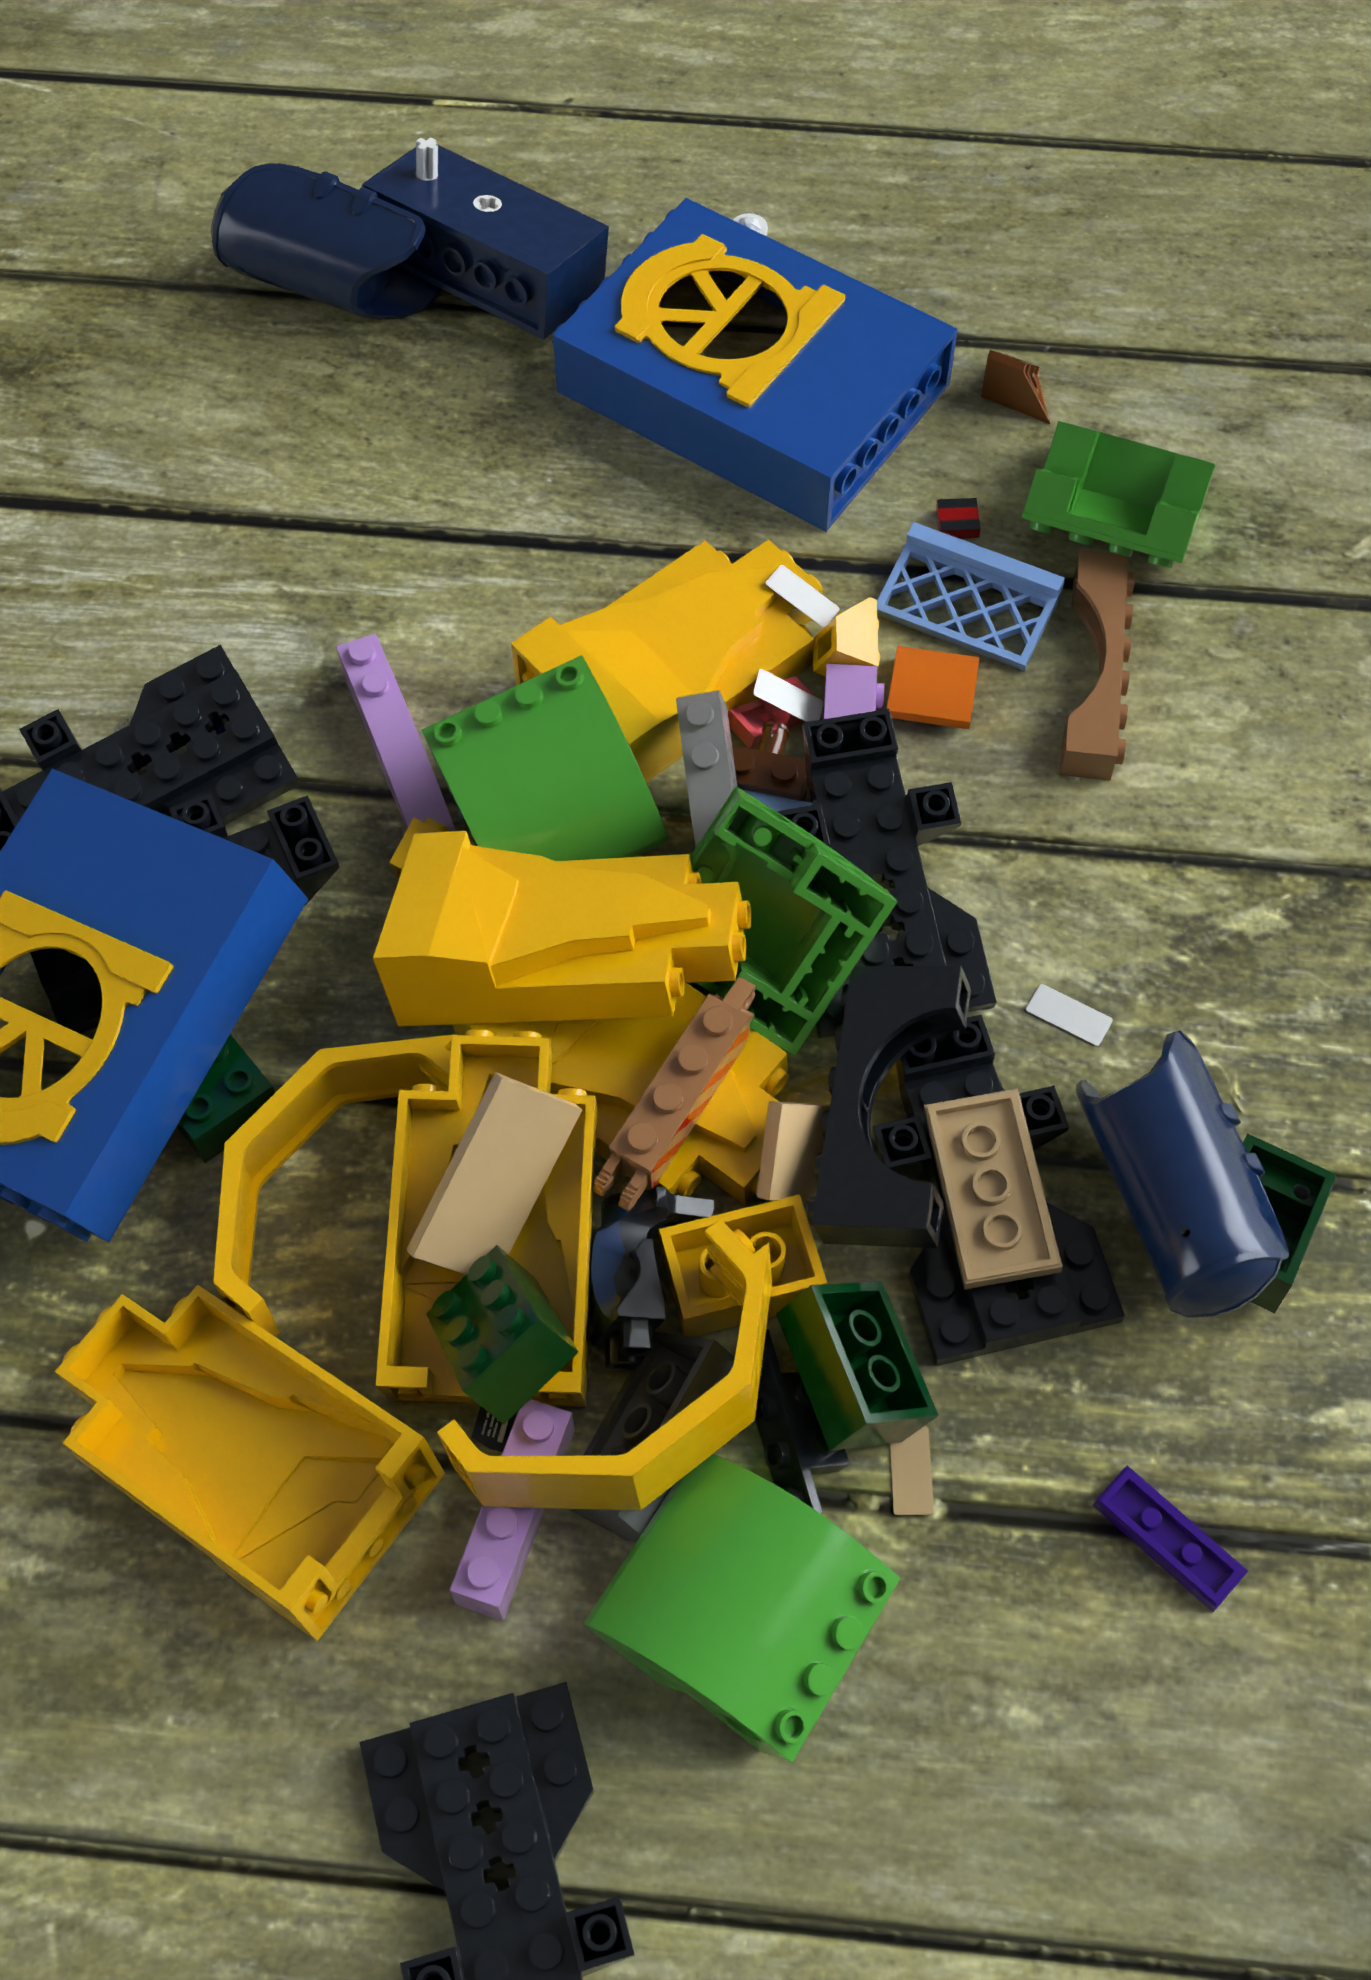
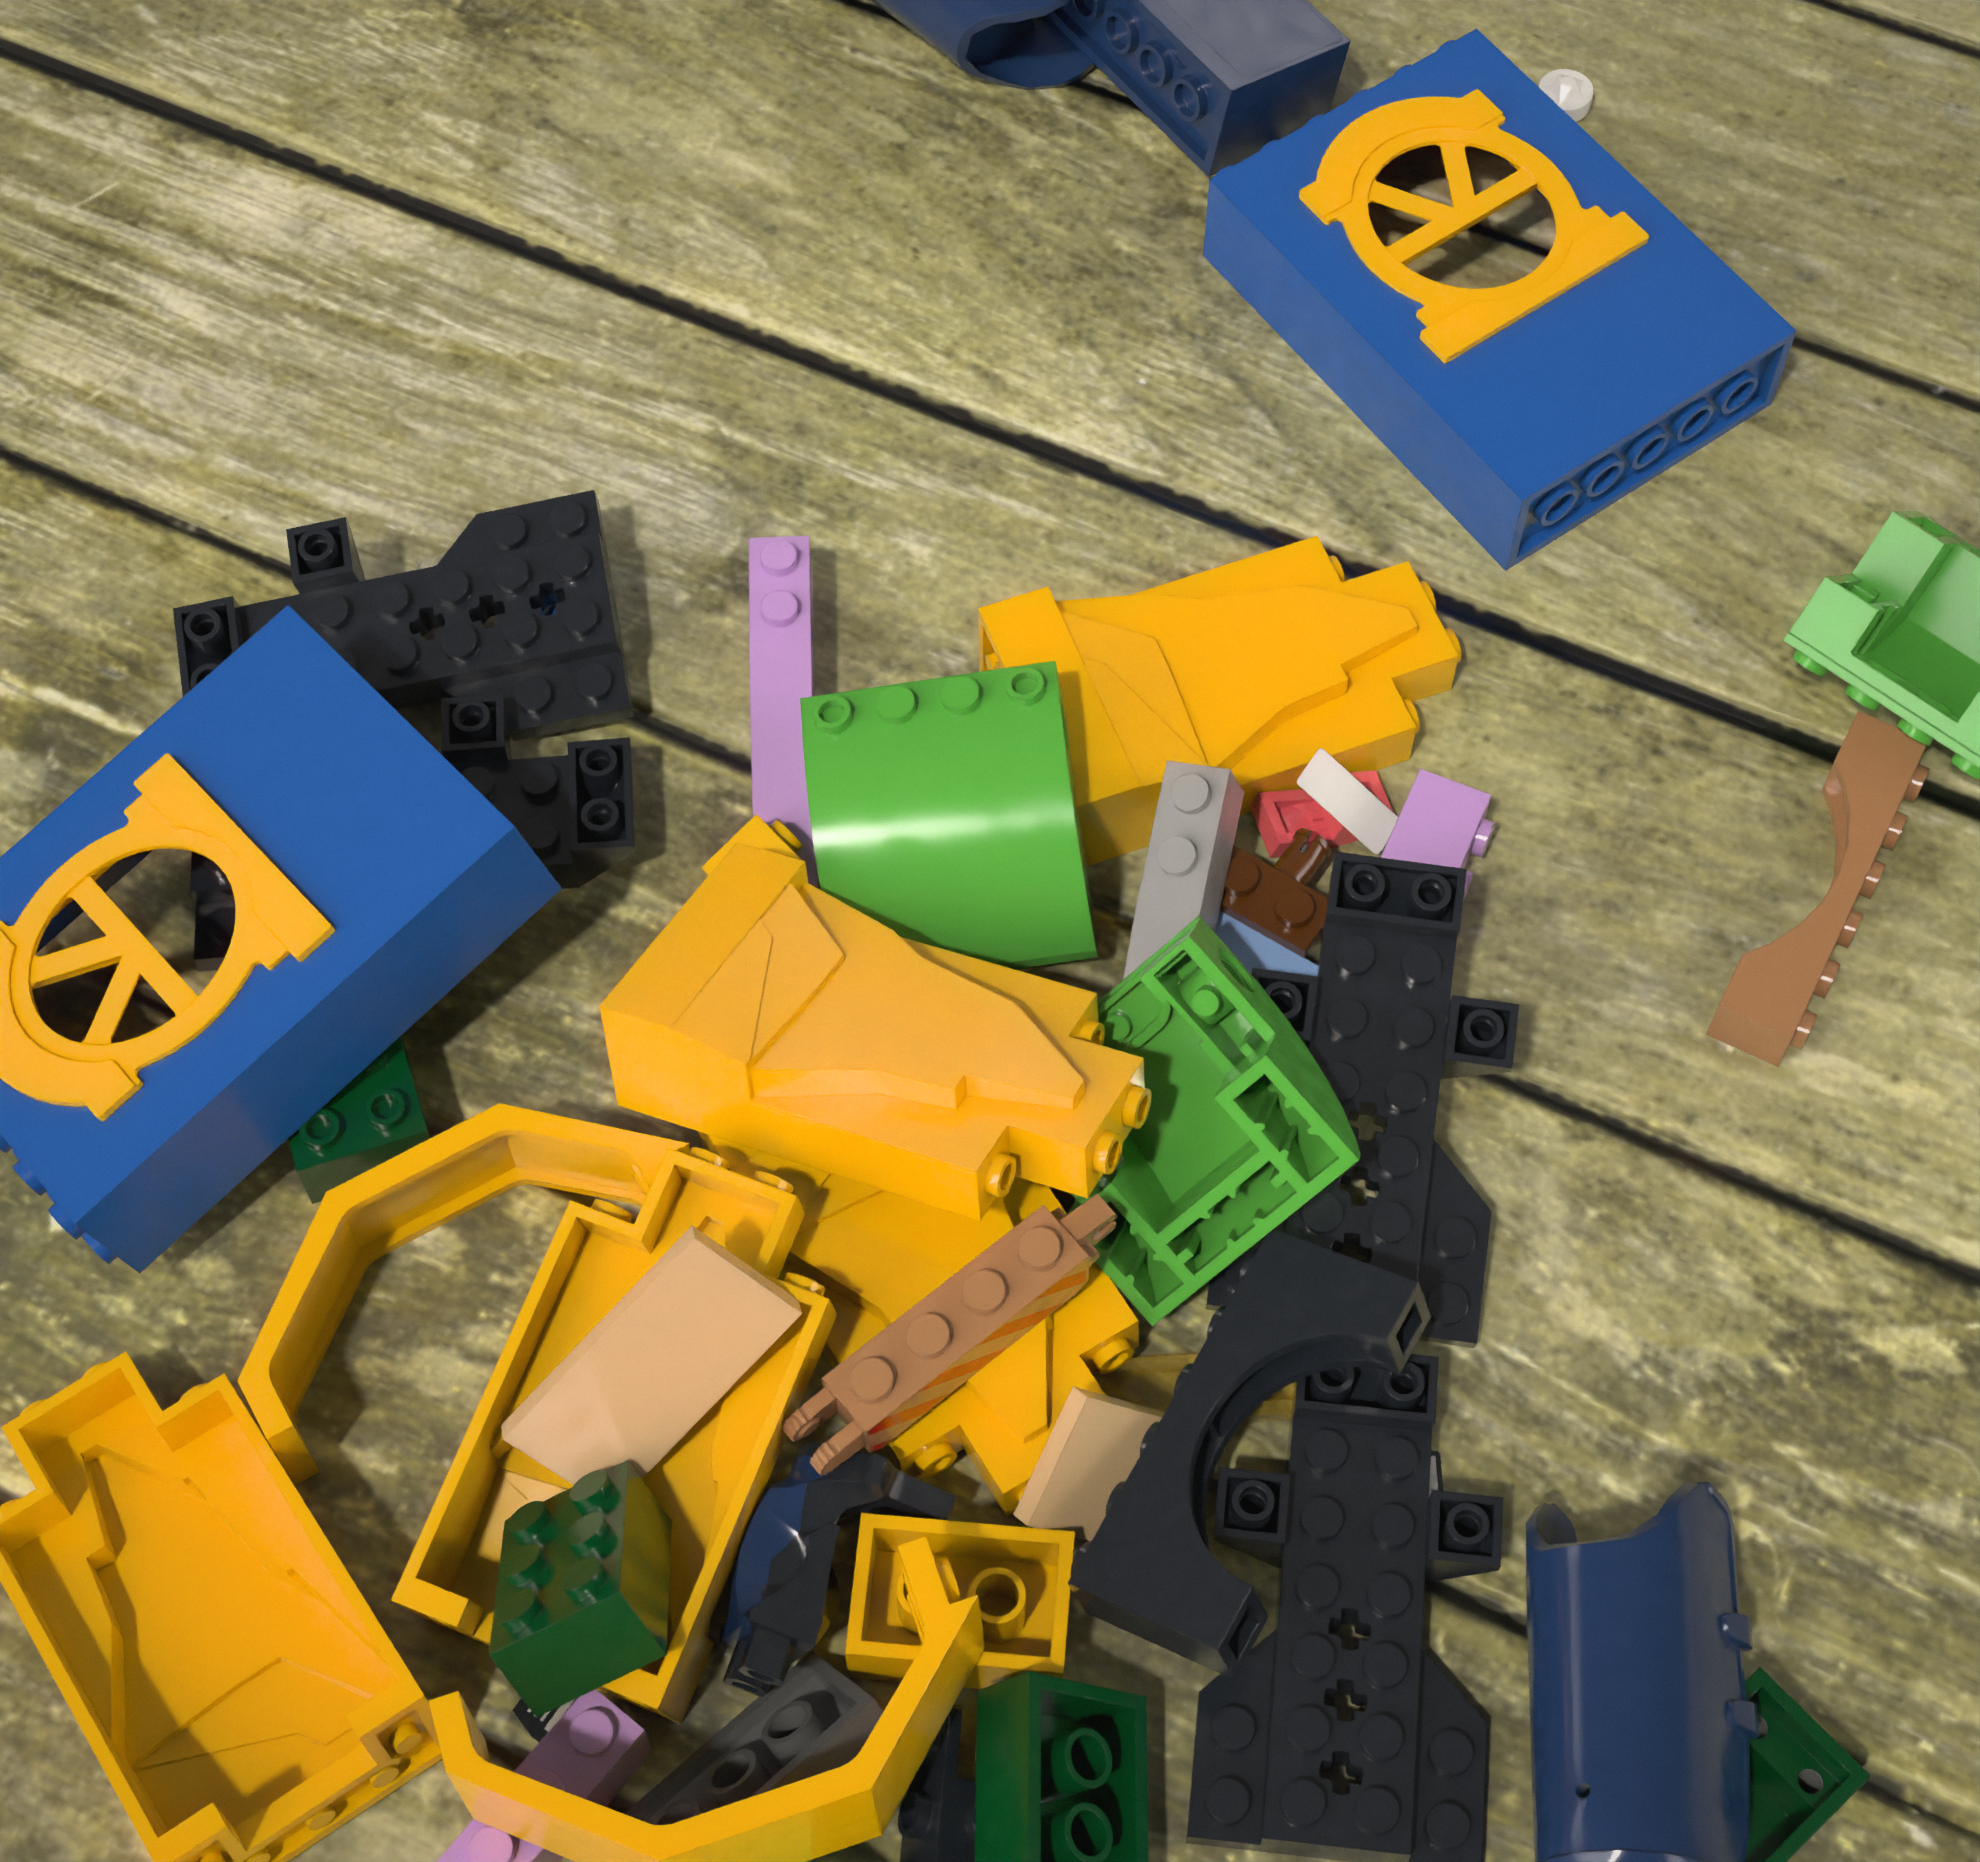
camera: 20 degrees right, 0 degrees up
(802, 596) = (1422, 660): white sticker -> none
(849, 638) = (1470, 742): yellow slope -> none
(933, 687) = (1566, 848): orange slope -> none
(958, 517) = (1703, 608): tile -> none
(989, 571) = (1716, 704): light blue fence -> none
(992, 1189) = (1351, 1619): tan tile -> none
(1014, 385) = (1866, 431): dark orange slope -> none
(1069, 1014) = (1580, 1396): white sticker -> none

